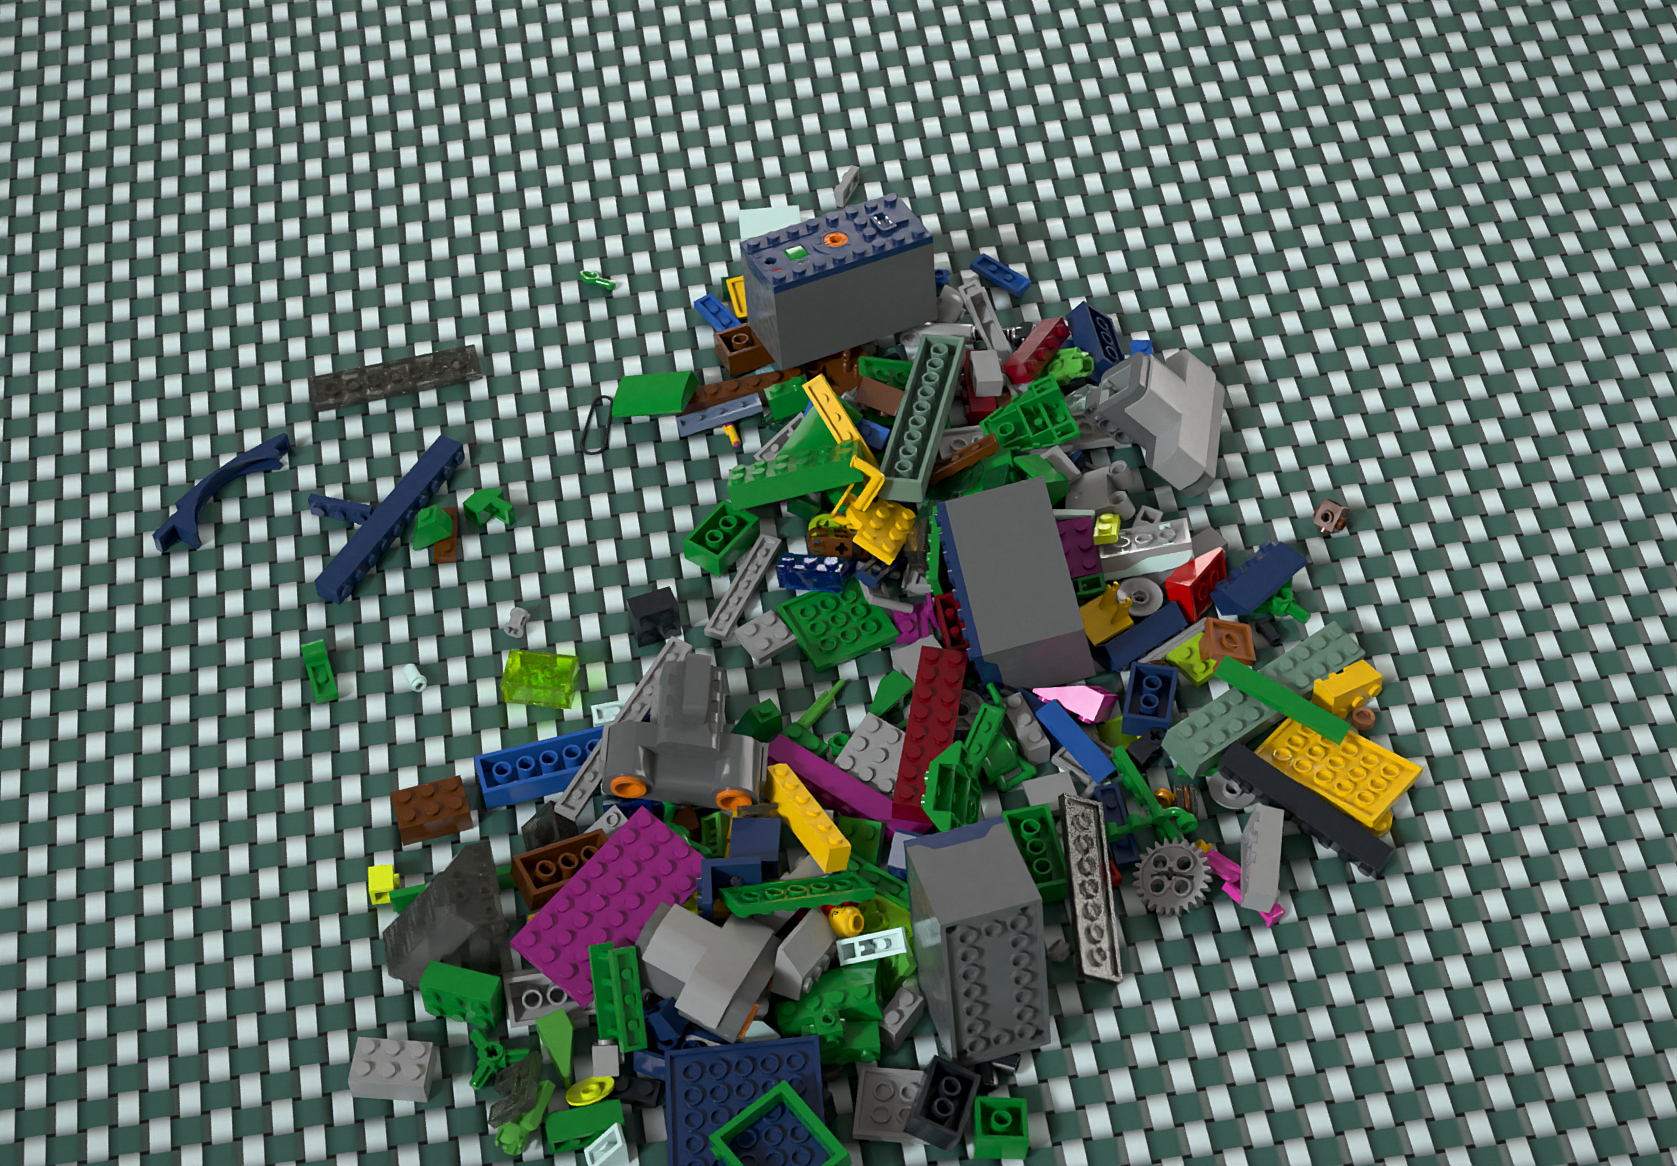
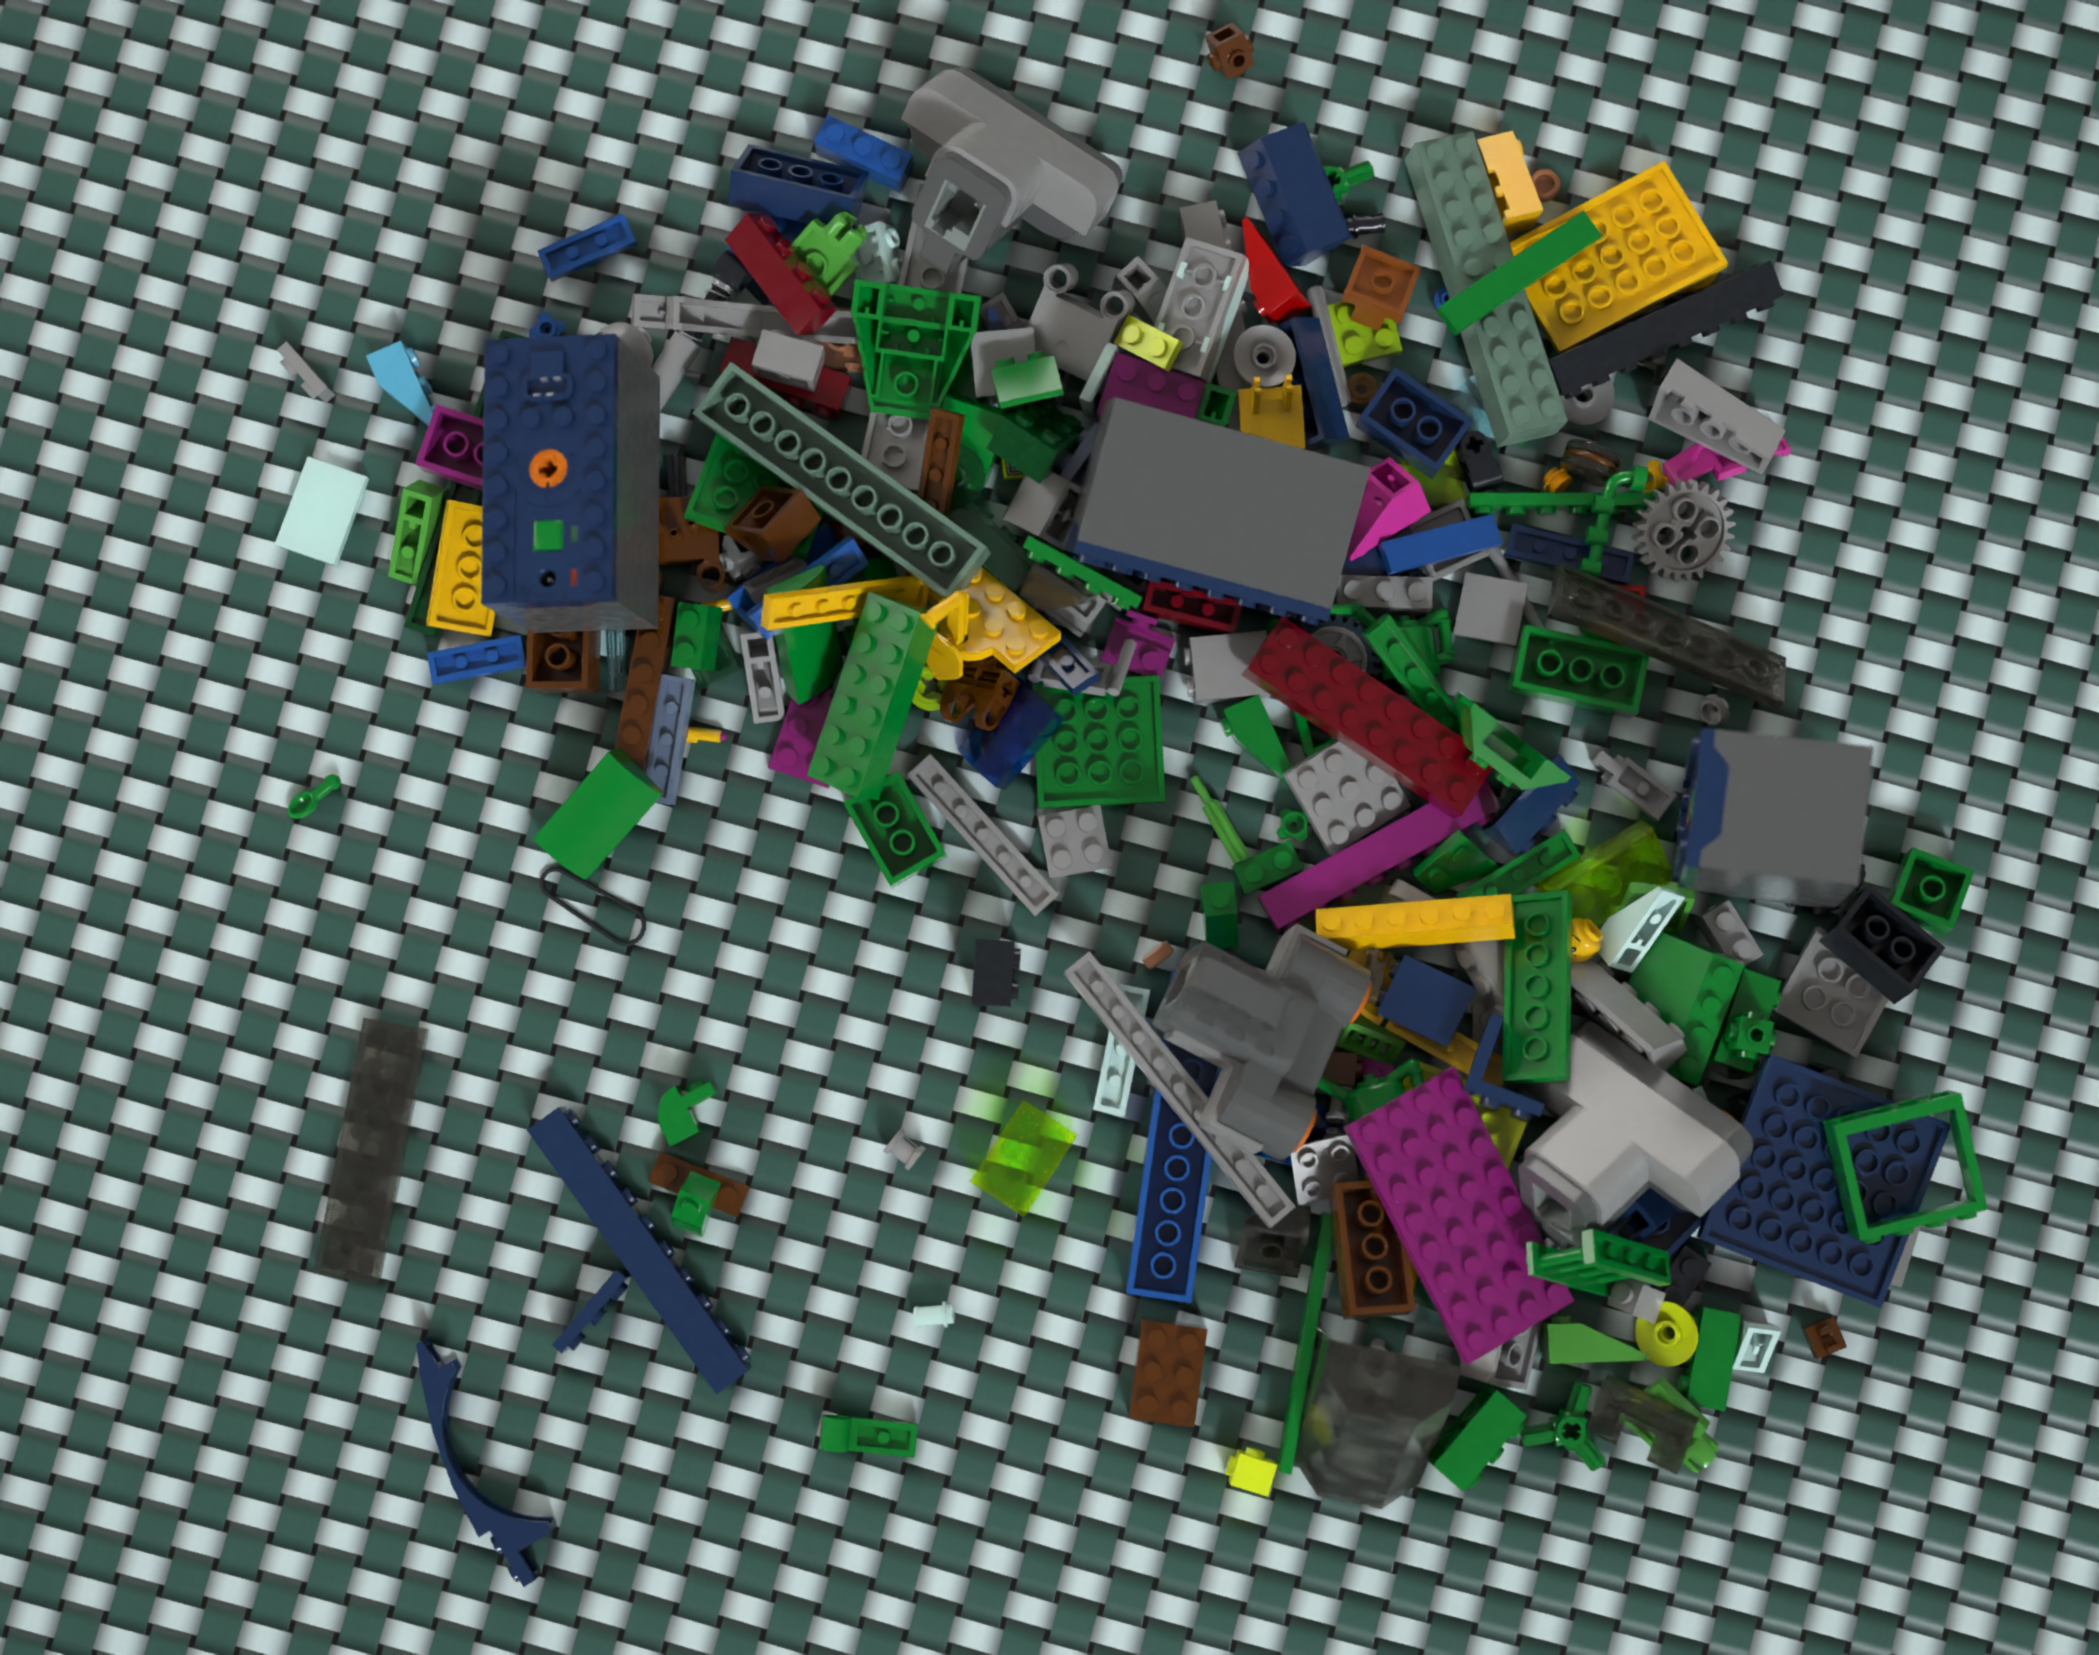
camera: 70 degrees left, 35 degrees up
(392, 1069) = (1534, 1555): light grey brick -> none

